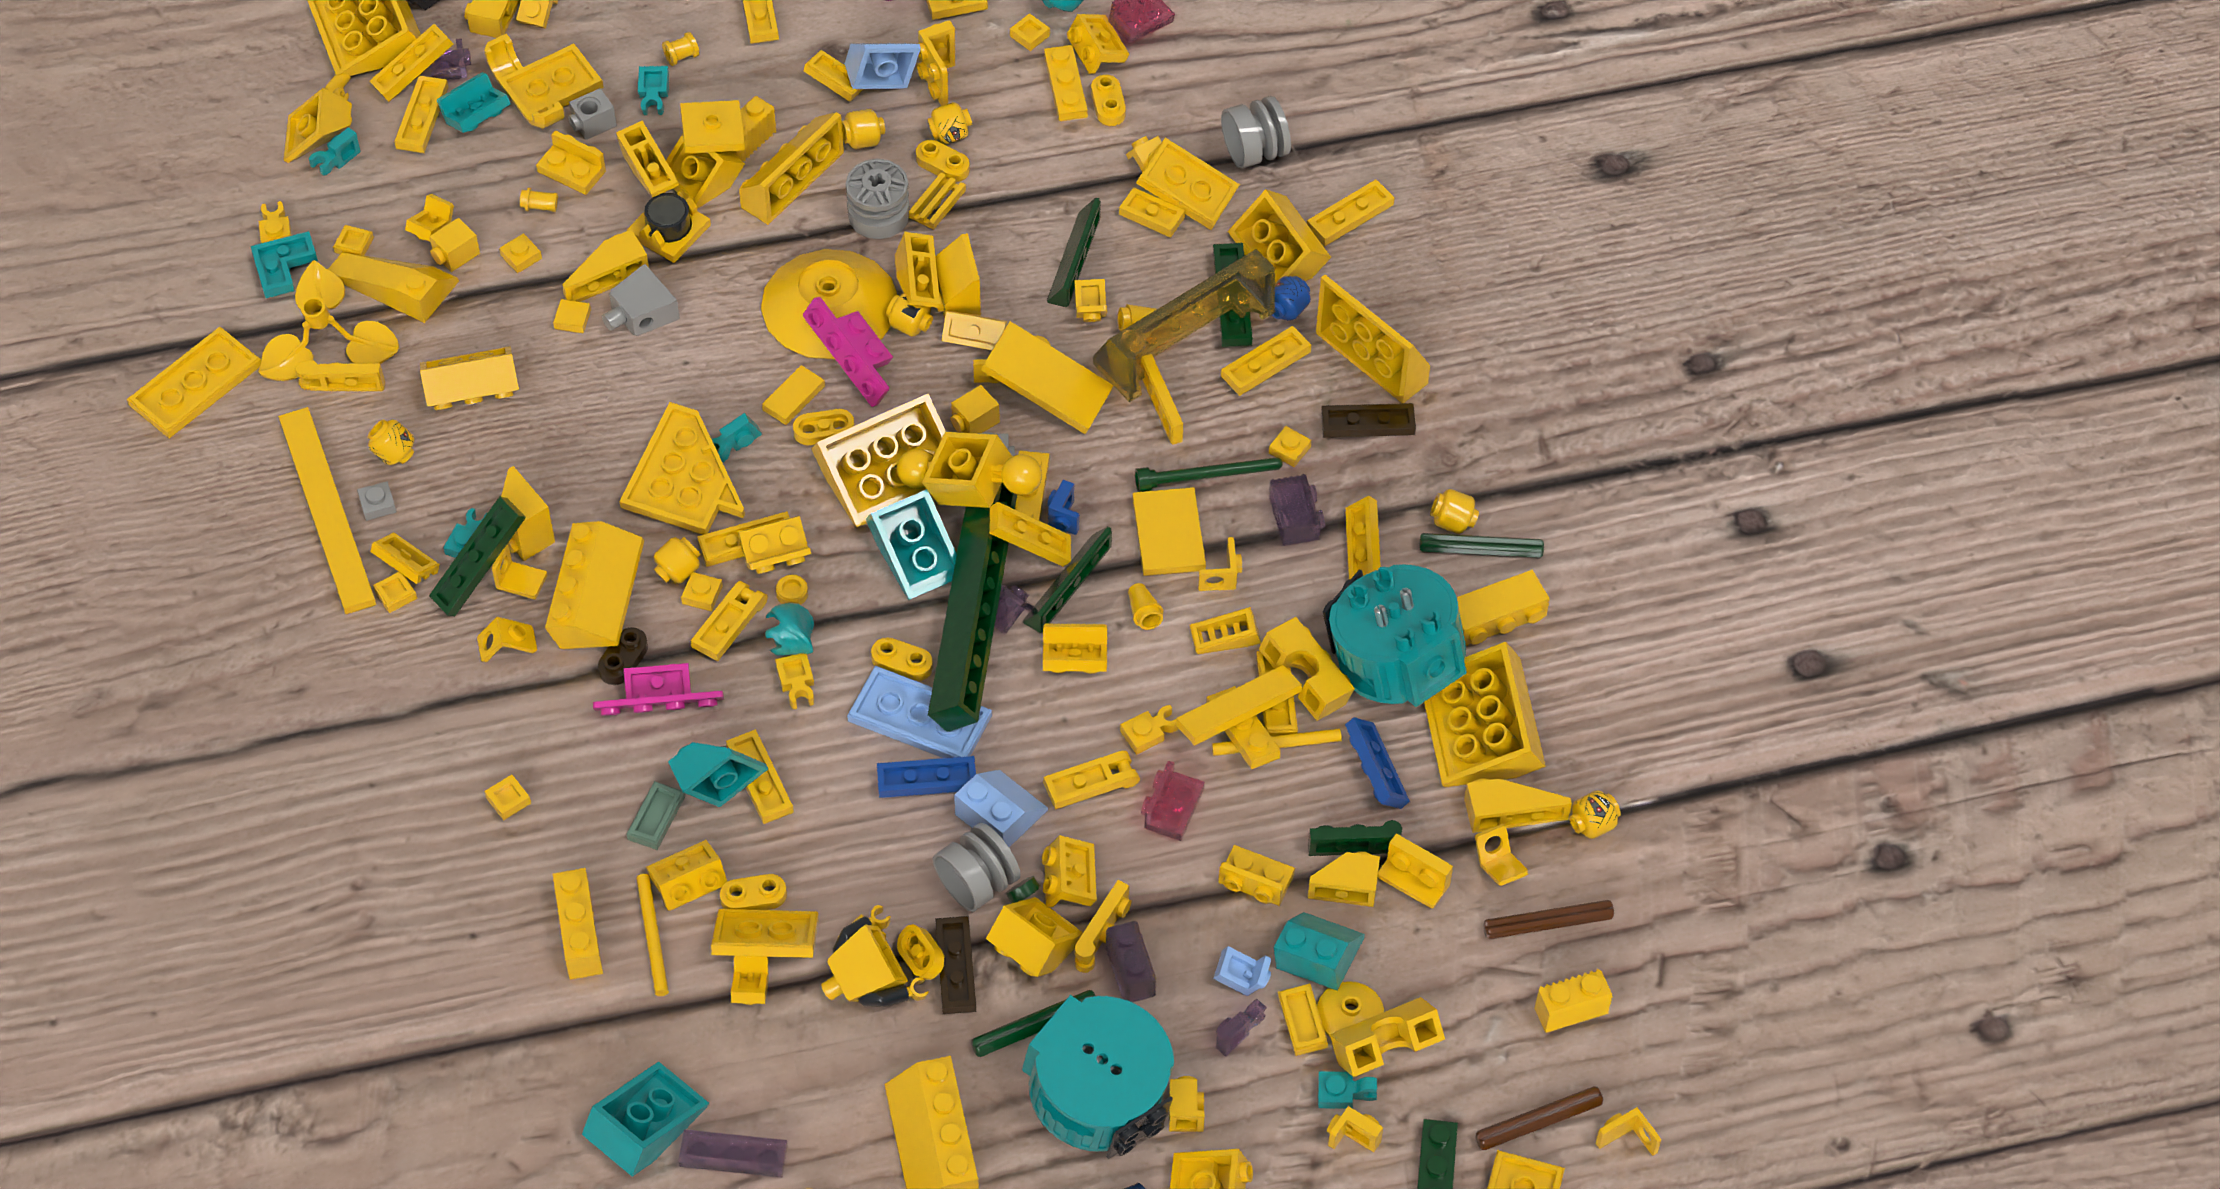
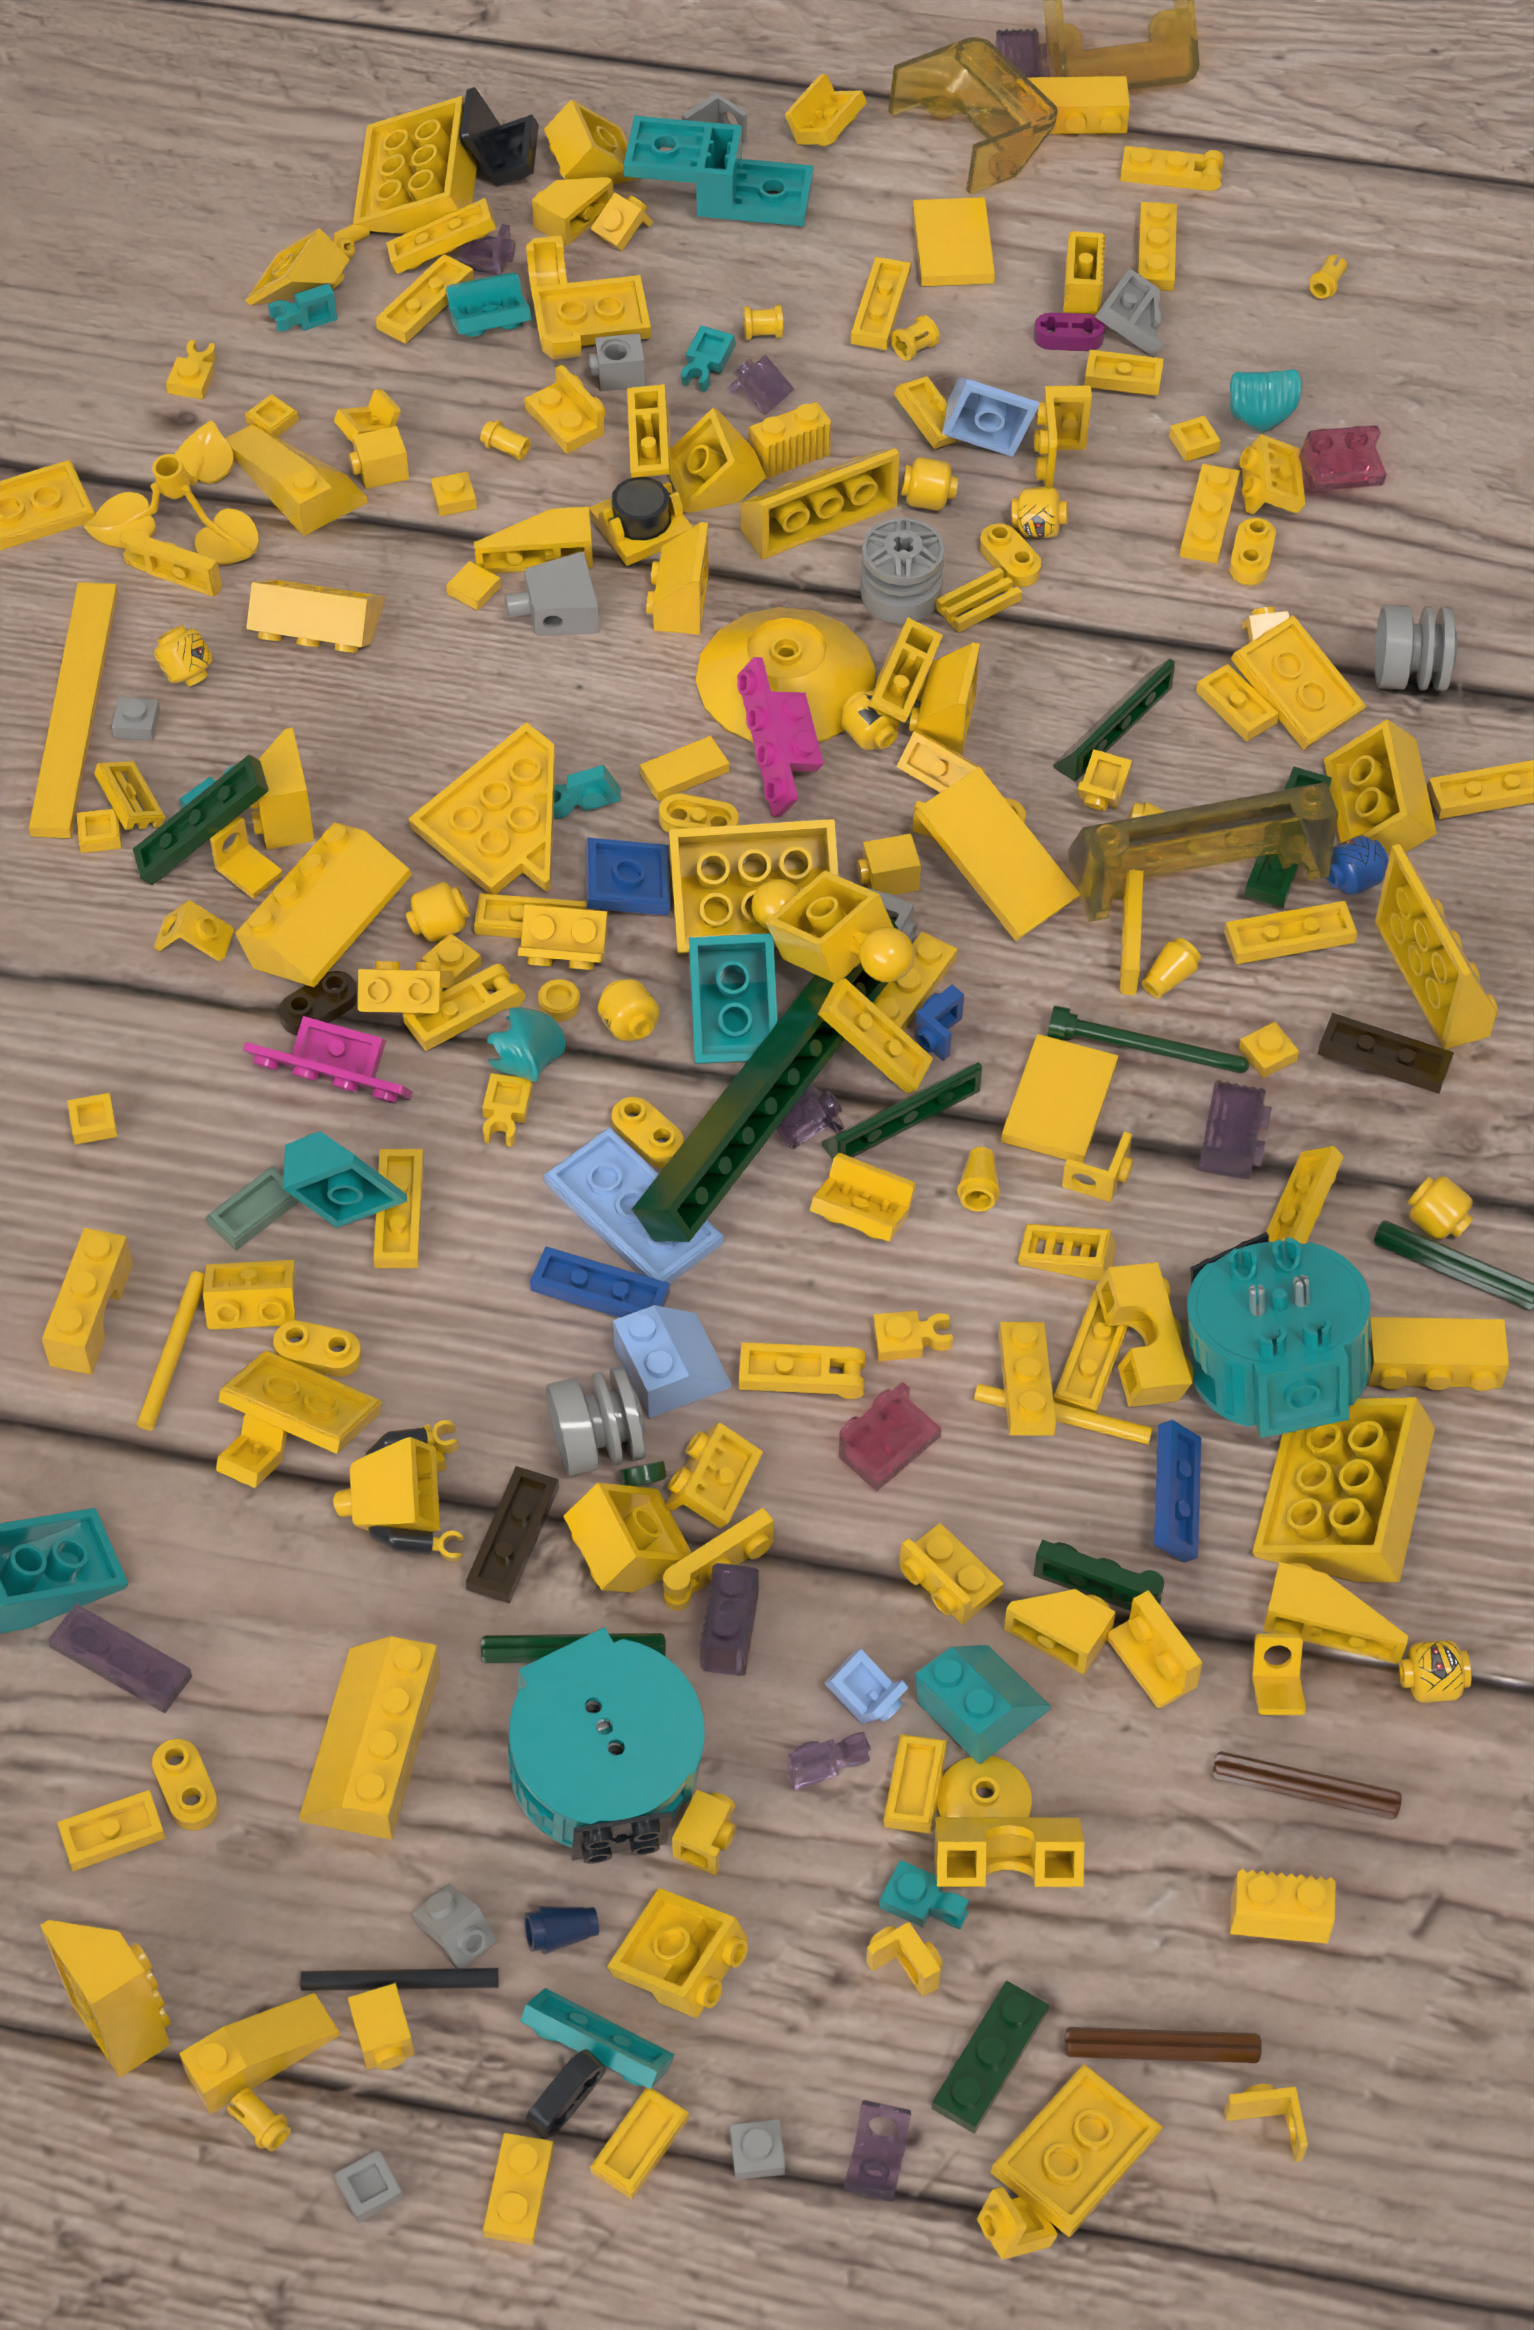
camera: 25 degrees right, 0 degrees up
(276, 258) = (174, 403): teal plate -> none
(683, 624) = (403, 990): none -> yellow bracket
(702, 90) = (762, 383): none -> clear purple bracket
(712, 126) = (740, 417): yellow plate -> none
(725, 261) = (681, 582): none -> yellow slope
(795, 486) = (627, 876): none -> blue plate
(796, 24) = (915, 337): none -> yellow bush
(847, 579) = (628, 1008): none -> yellow head
(920, 952) = (475, 1501): yellow plate -> none
(1199, 413) = (1172, 966): none -> yellow cone
(1238, 705) = (1030, 1346): yellow tile -> none

